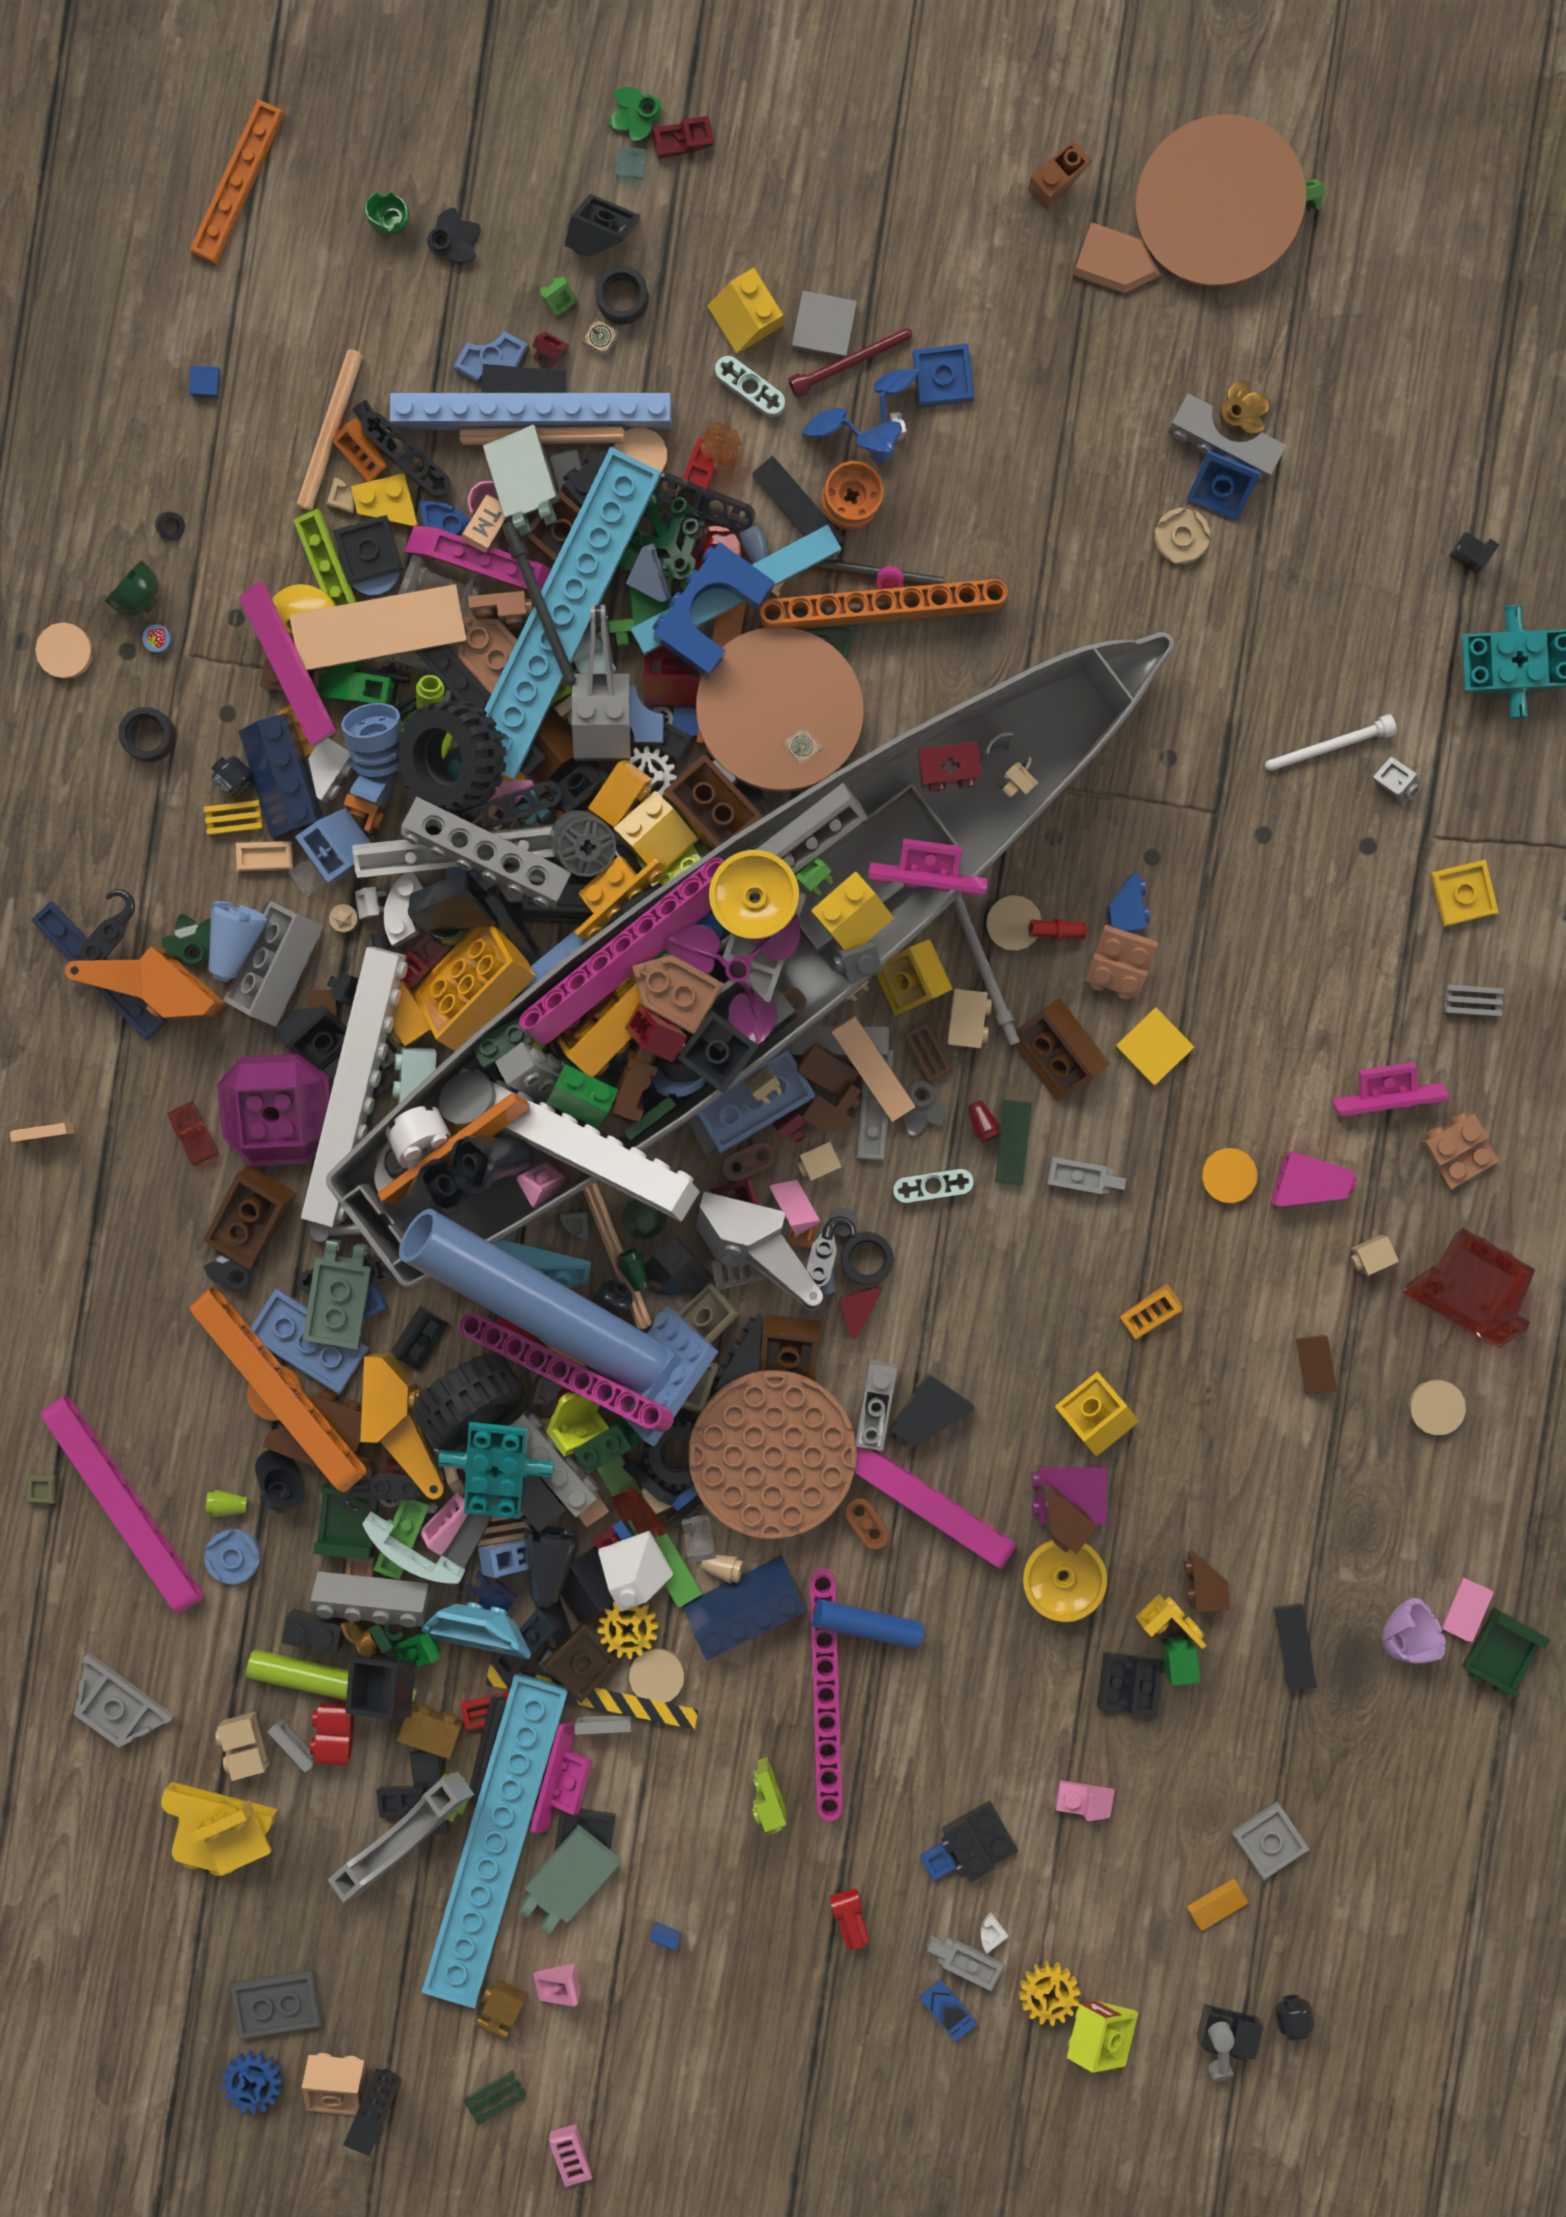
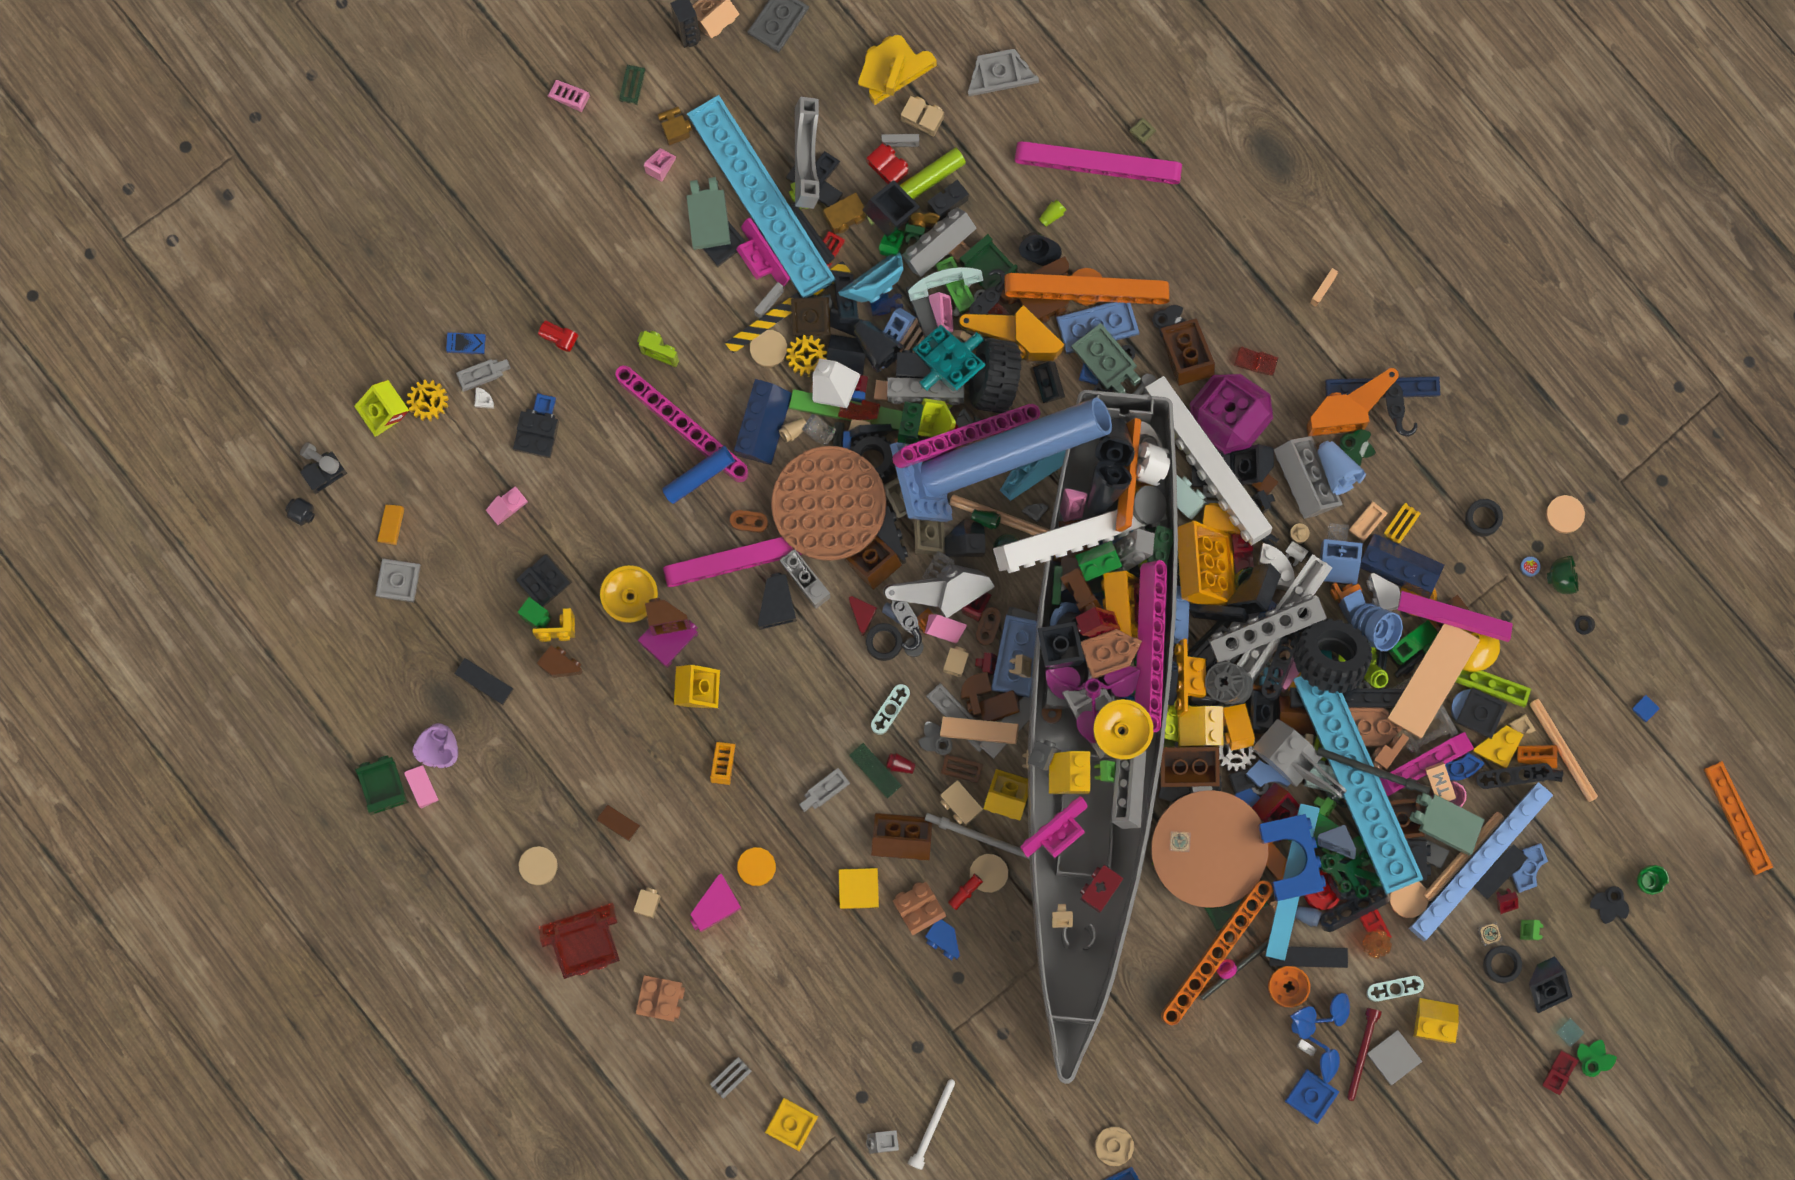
camera: 135 degrees right, 10 degrees down
(231, 776) = (1423, 540): black head -> none
(232, 1556) = (1022, 193): medium blue tile -> none
(613, 1299) = (980, 494): black head -> none
(665, 1936) = (635, 237): blue tile -> none
(1387, 1089) = (725, 990): dark pink bracket -> none

